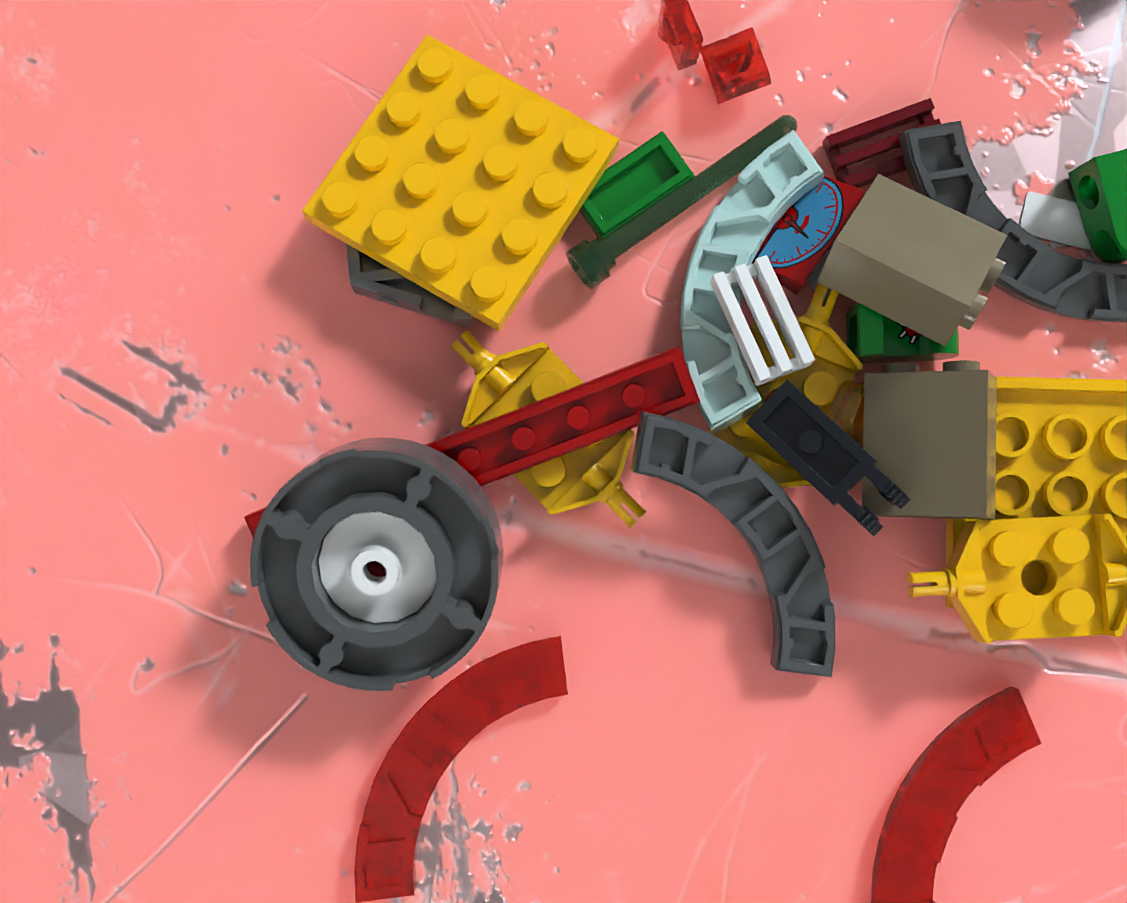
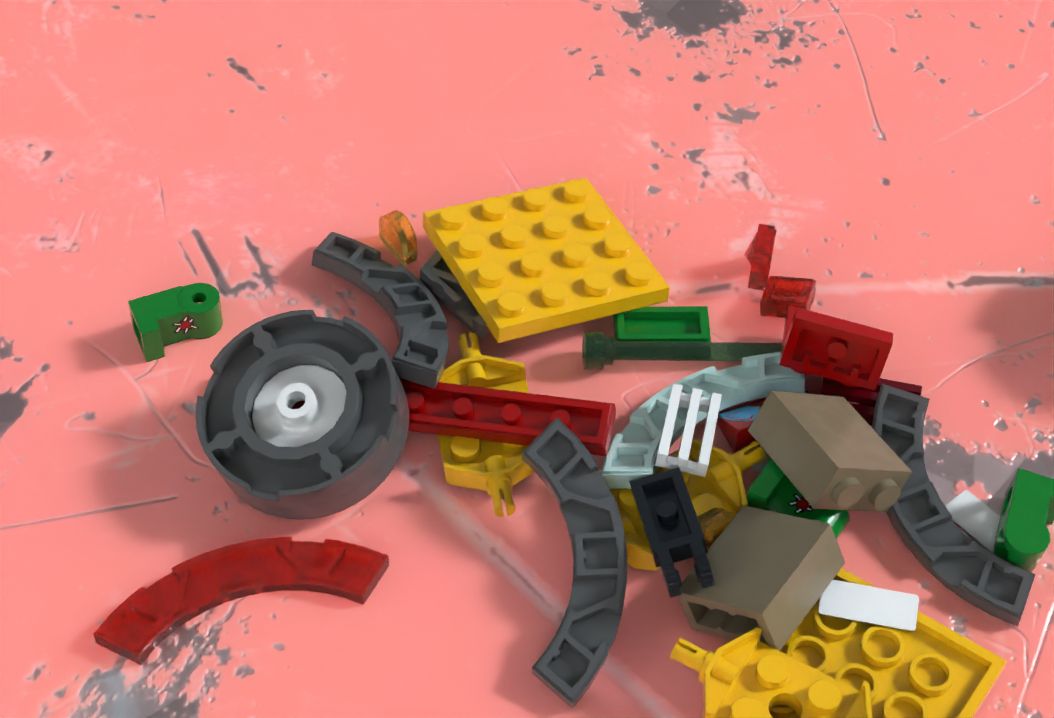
camera: 30 degrees right, 35 degrees down
(139, 505) = (174, 317): none -> green leg
(289, 247) = (398, 236): none -> clear yellow tile
(362, 331) = (403, 296): none -> dark grey tile
(833, 113) = (834, 348): none -> red bracket
(1039, 401) = (870, 605): none -> white sticker

